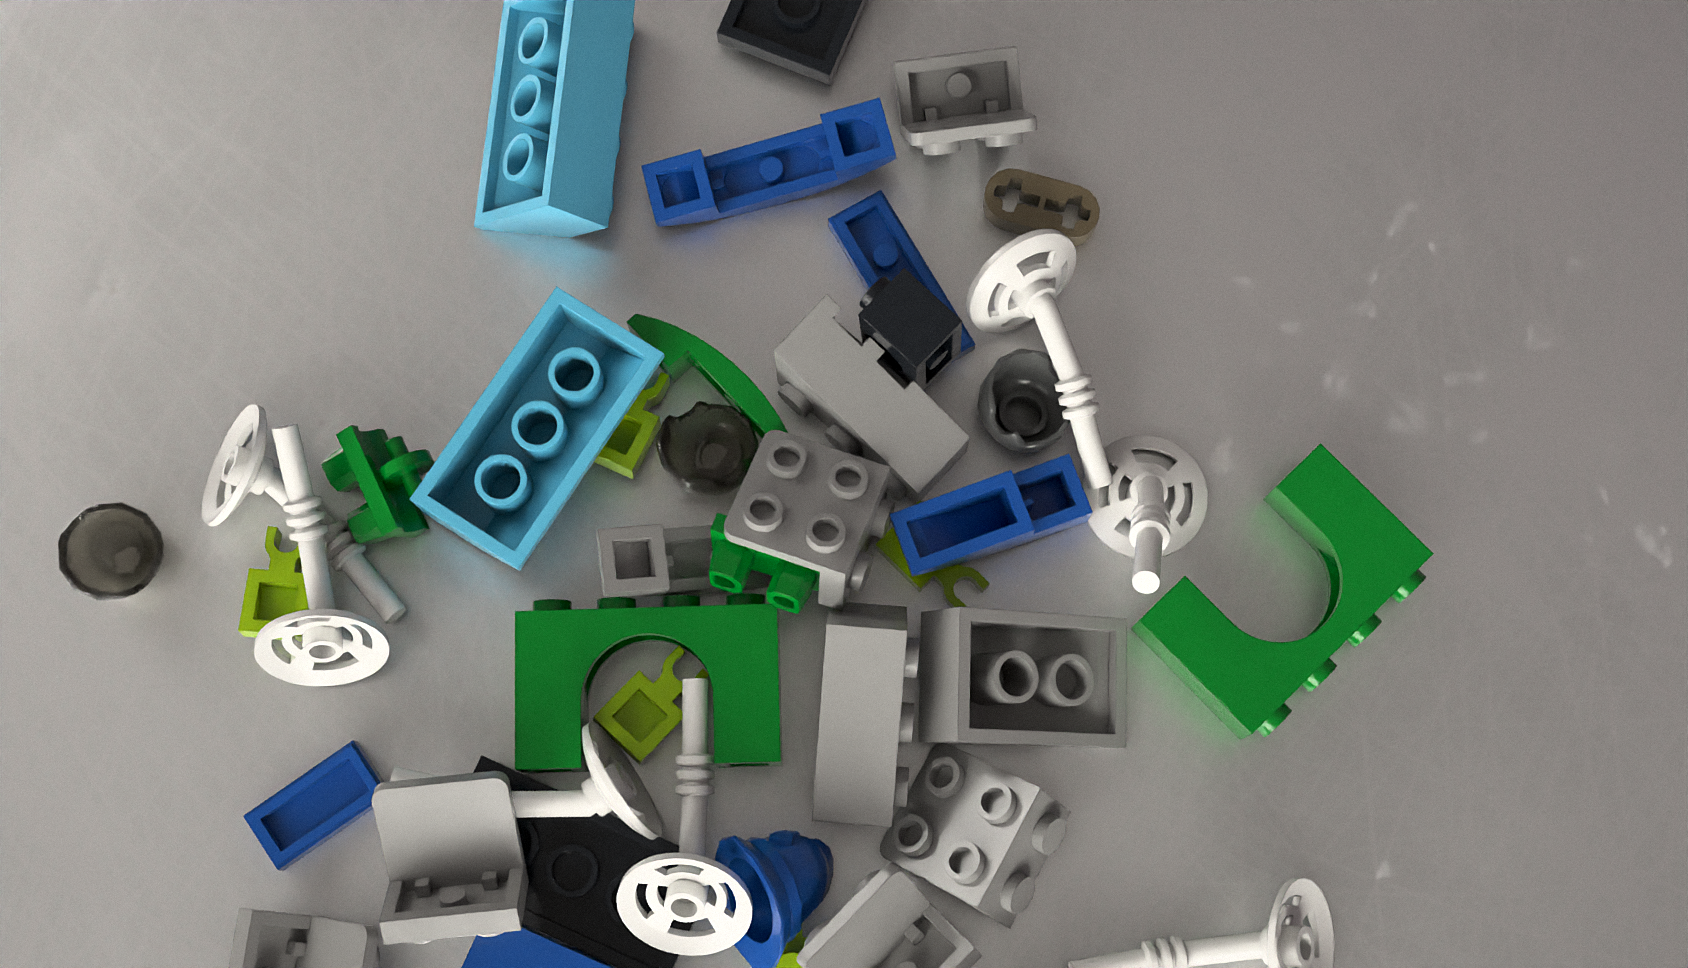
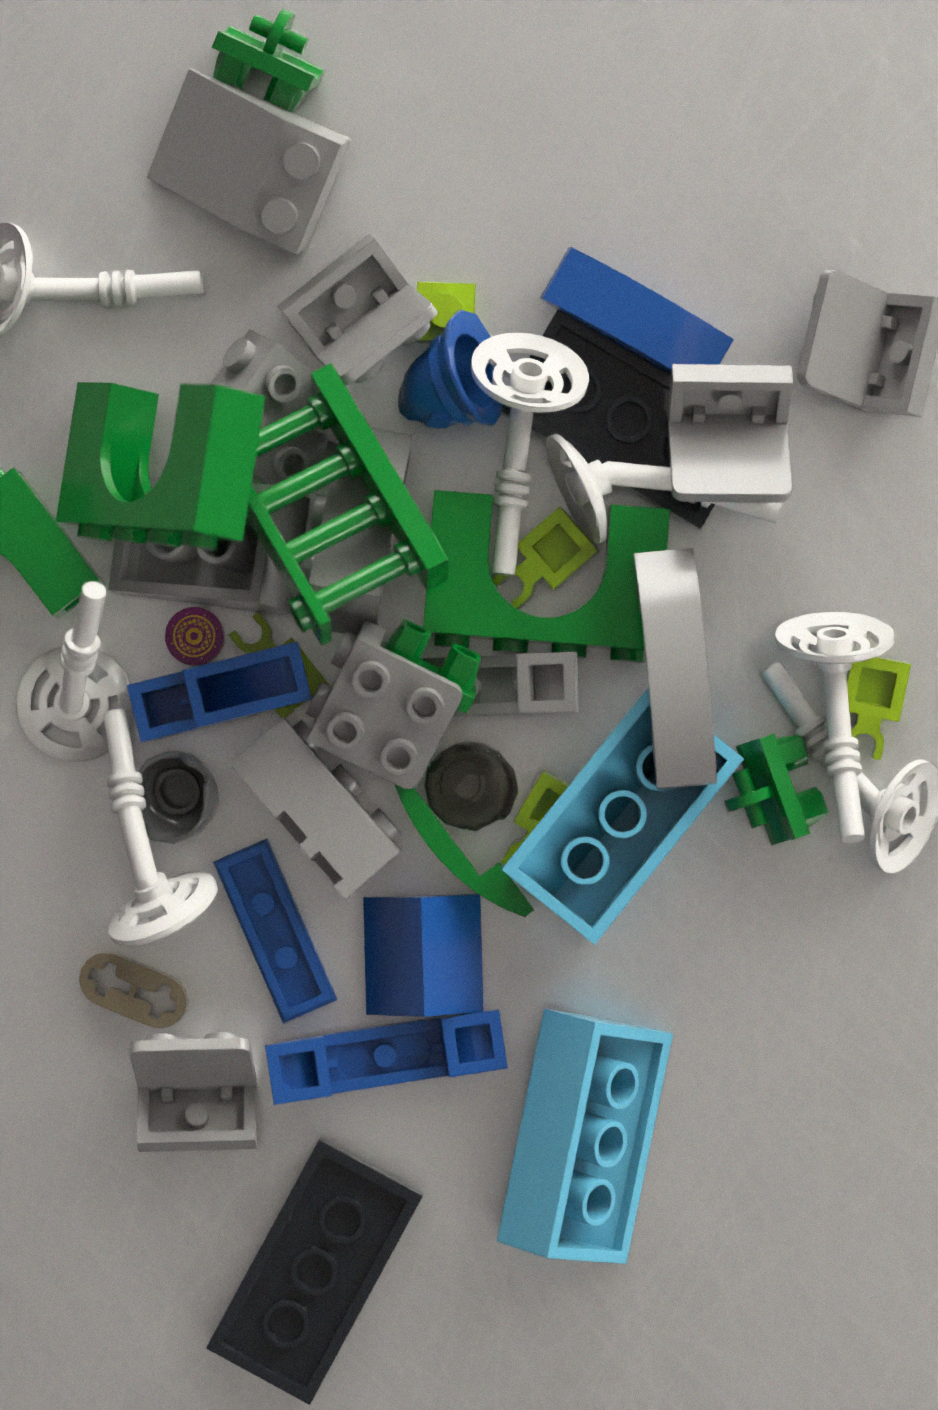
camera: 175 degrees left, 10 degrees up
(315, 806) = (852, 504): blue tile -> none
(490, 590) = (676, 668): none -> light grey slope
(741, 272) = (423, 955): none -> blue slope
(872, 780) = (385, 505): none -> green fence
(911, 328) = (274, 865): black brick -> none
(1025, 579) = (194, 636): none -> magenta tile
(1037, 731) = (203, 483): none -> green arch

